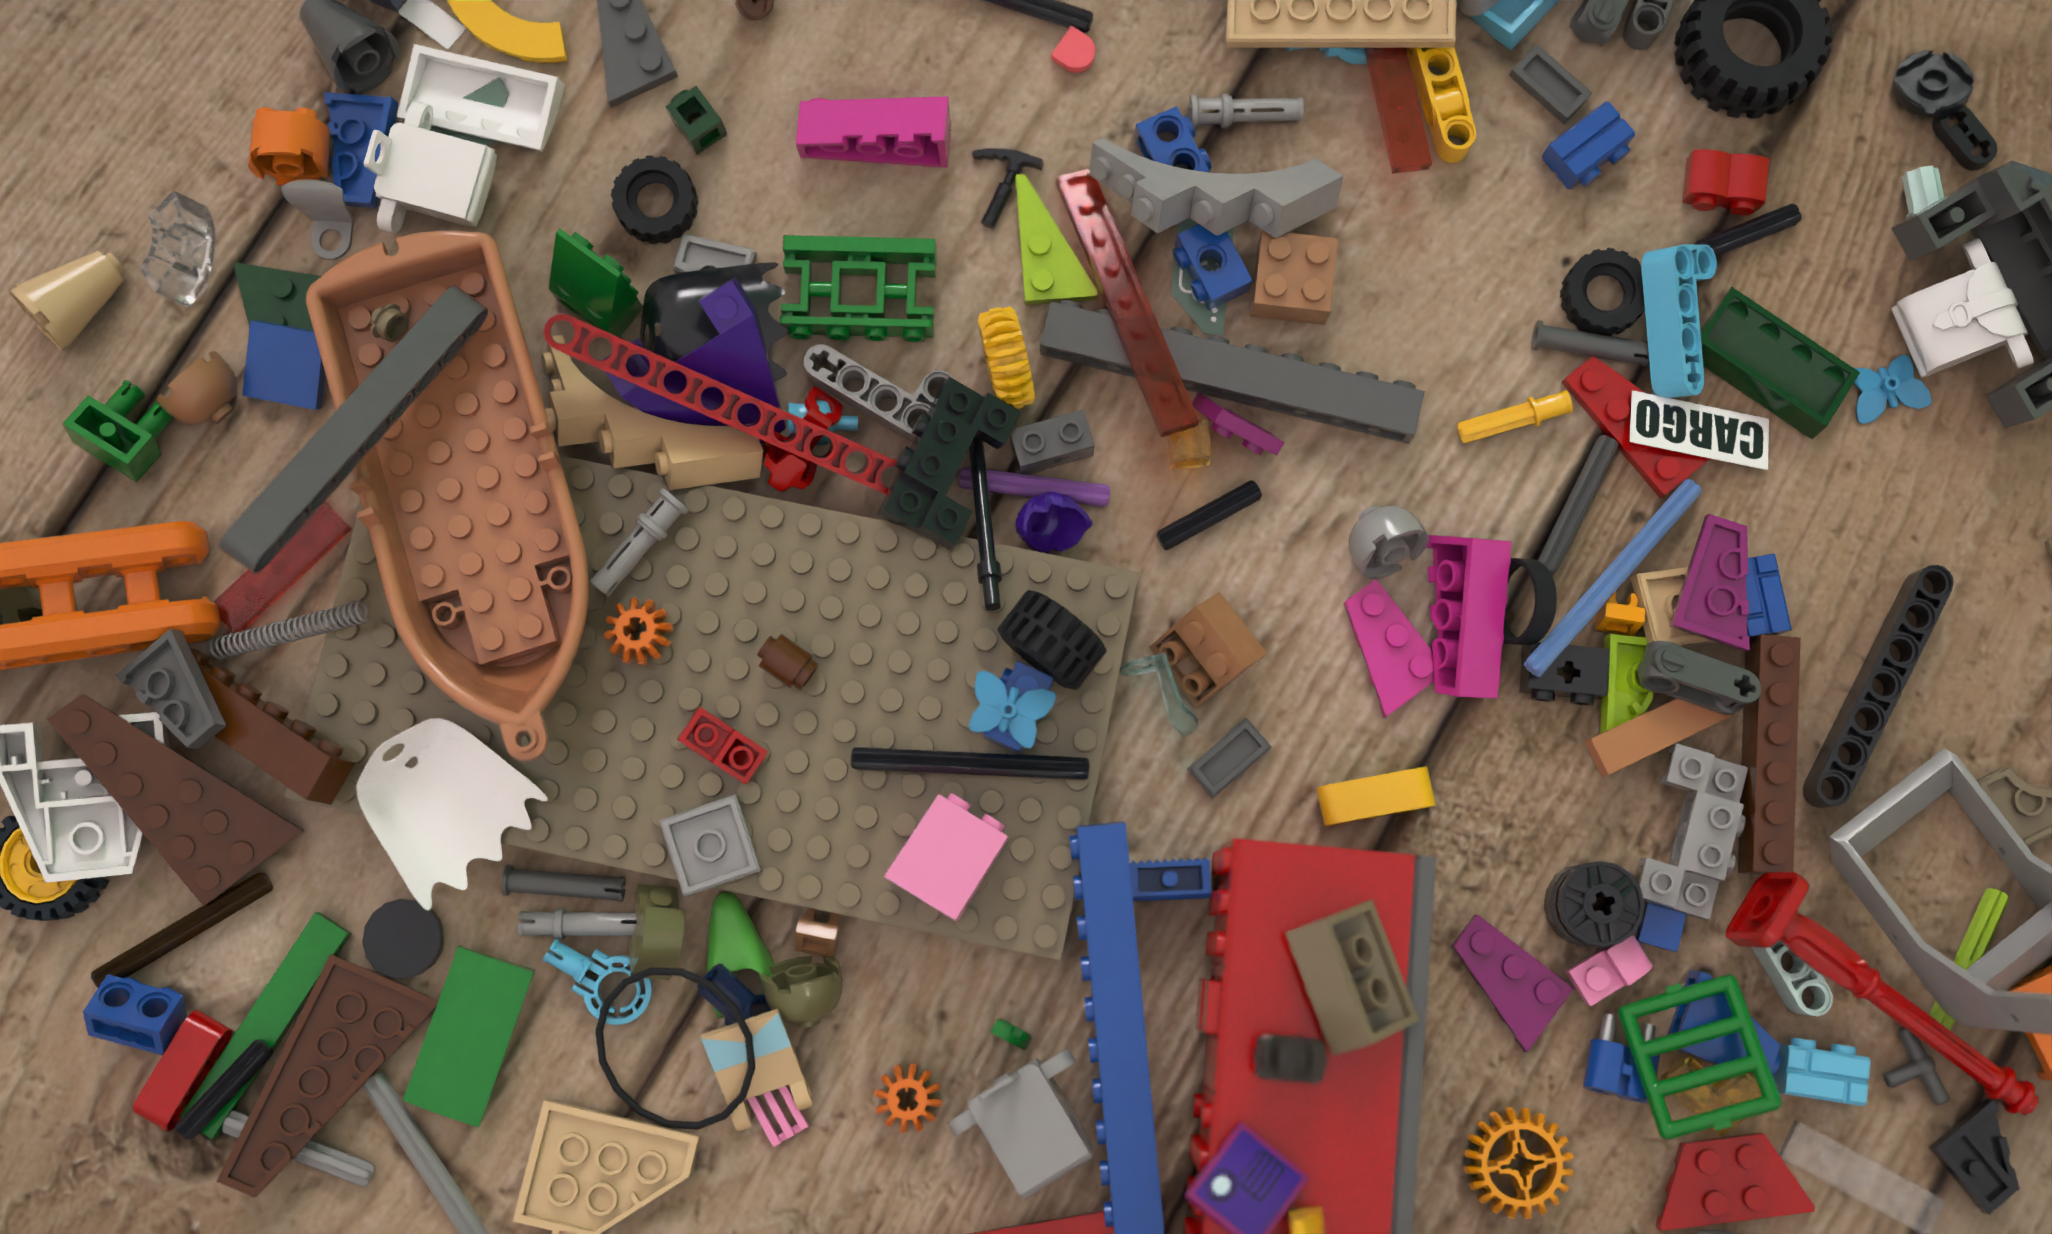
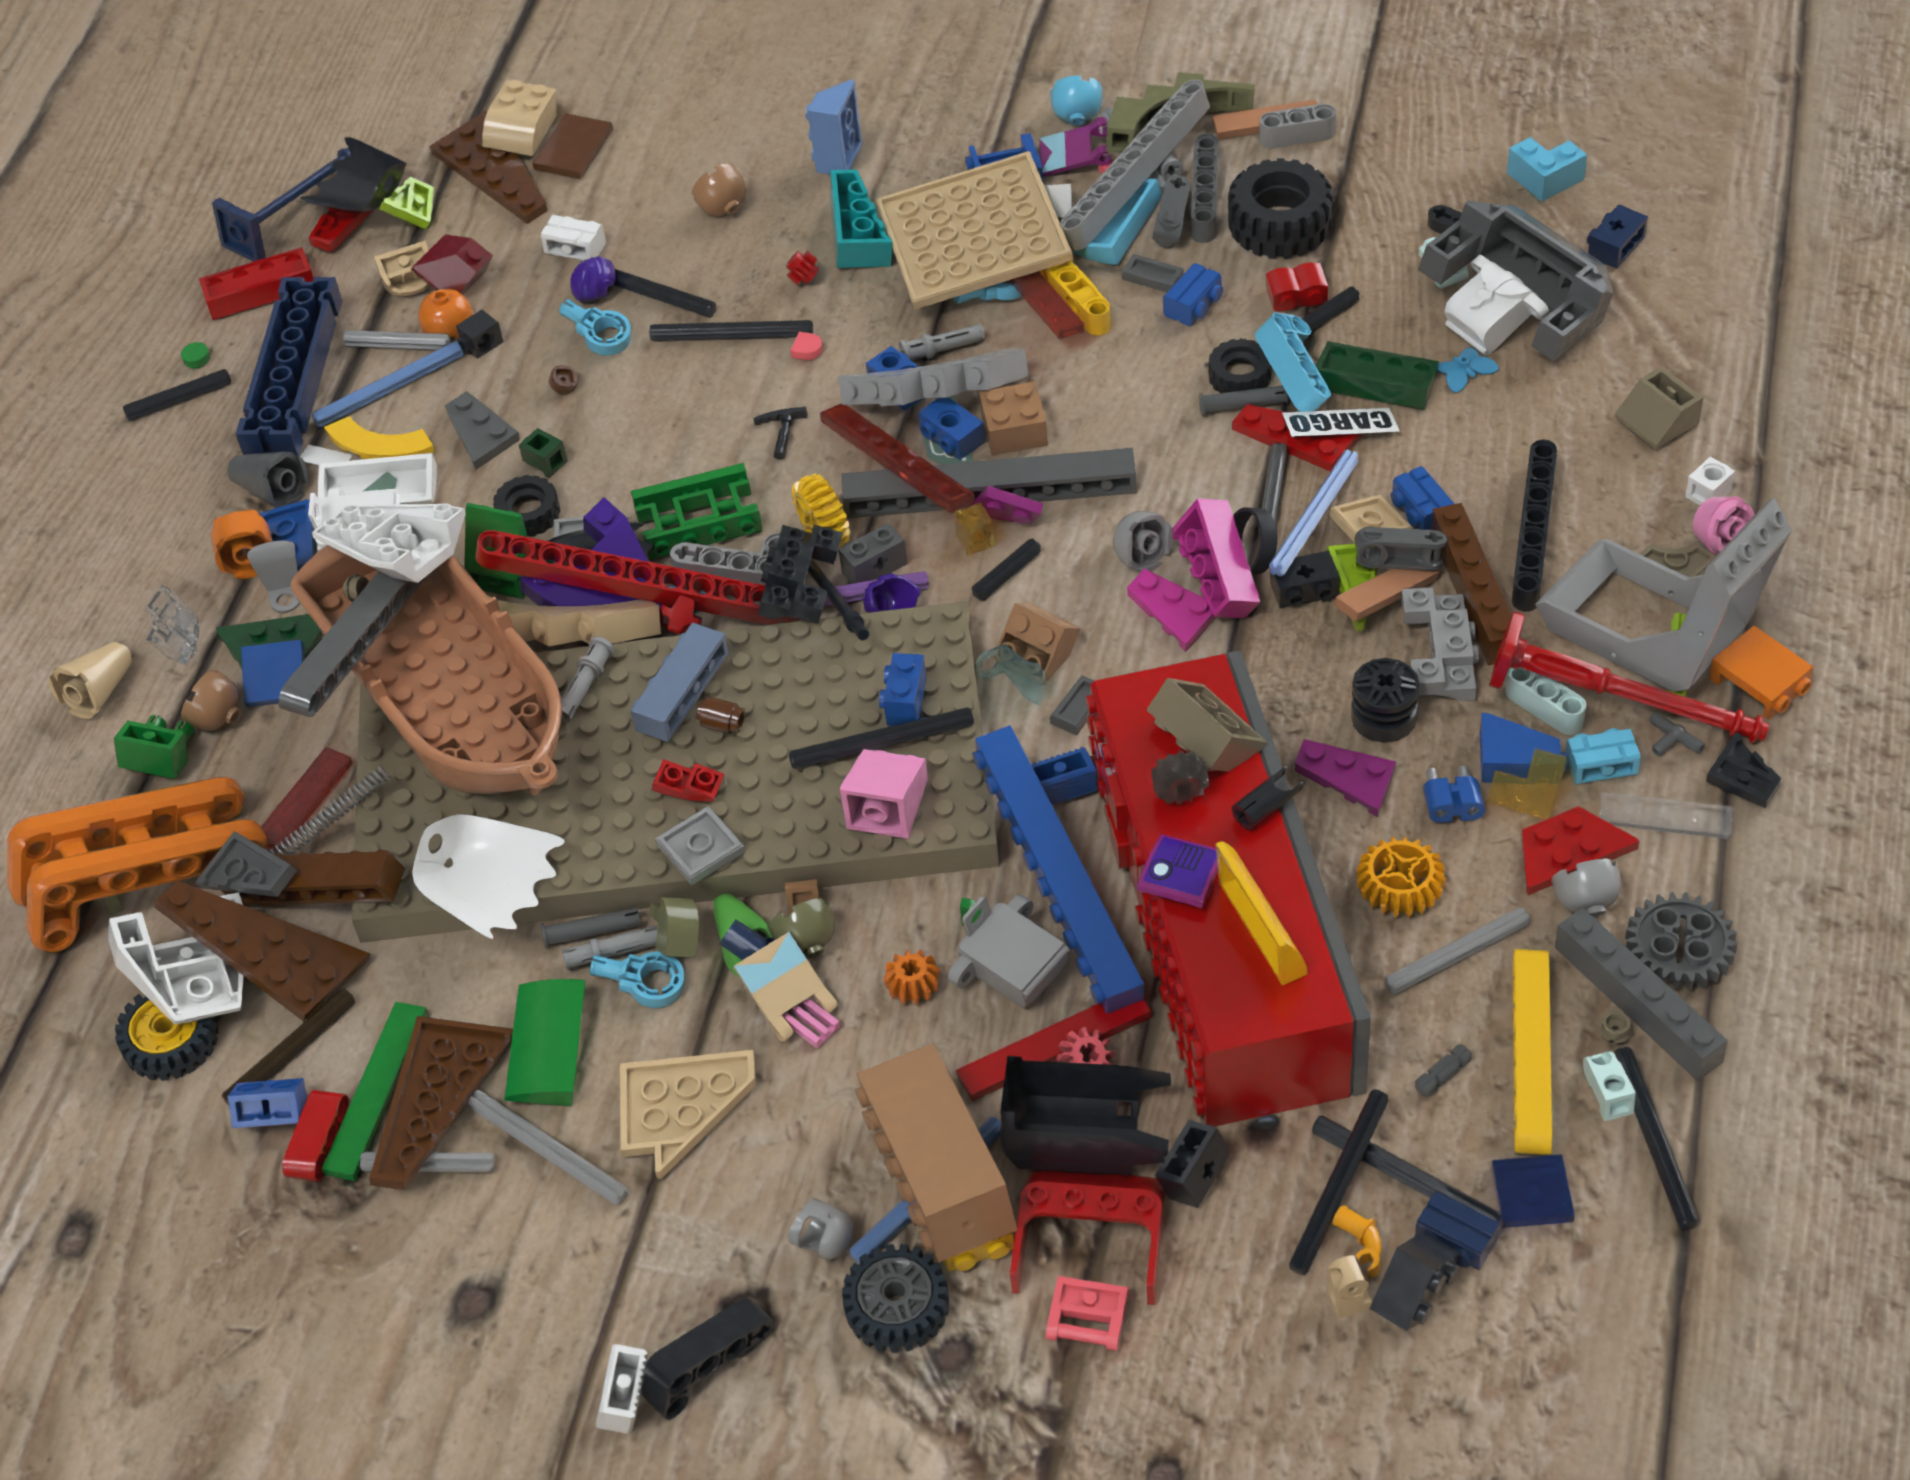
camera: 15 degrees left, 30 degrees down
(224, 1089) = (355, 1132): black axle -> none
(403, 939) = (472, 998): black tile -> none
(436, 285) = (395, 538): none -> white wedge
(648, 640) = (600, 728): orange gear -> none
(724, 998) = (650, 991): black piece -> none
(750, 597) = (679, 682): none -> sand blue brick
(876, 130) = (680, 419): dark pink wedge -> none
(1009, 712) = (895, 676): dark azure piece -> none
(1048, 261) = (825, 455): lime wing -> none
(1052, 639) = (914, 627): black tyre -> none
(1382, 1118) = (1263, 801): none -> black piece
(1514, 417) = (1215, 446): yellow axle -> none
(1609, 970) = (1417, 738): bright pink brick -> none
(1620, 618) = (1330, 535): light orange tile -> none
(1661, 927) = (1444, 709): blue tile -> none
(1715, 585) = (1387, 492): magenta wing -> none
(1738, 1022) = (1518, 722): green bar -> none
(1933, 84) = (1415, 201): black tile -> none

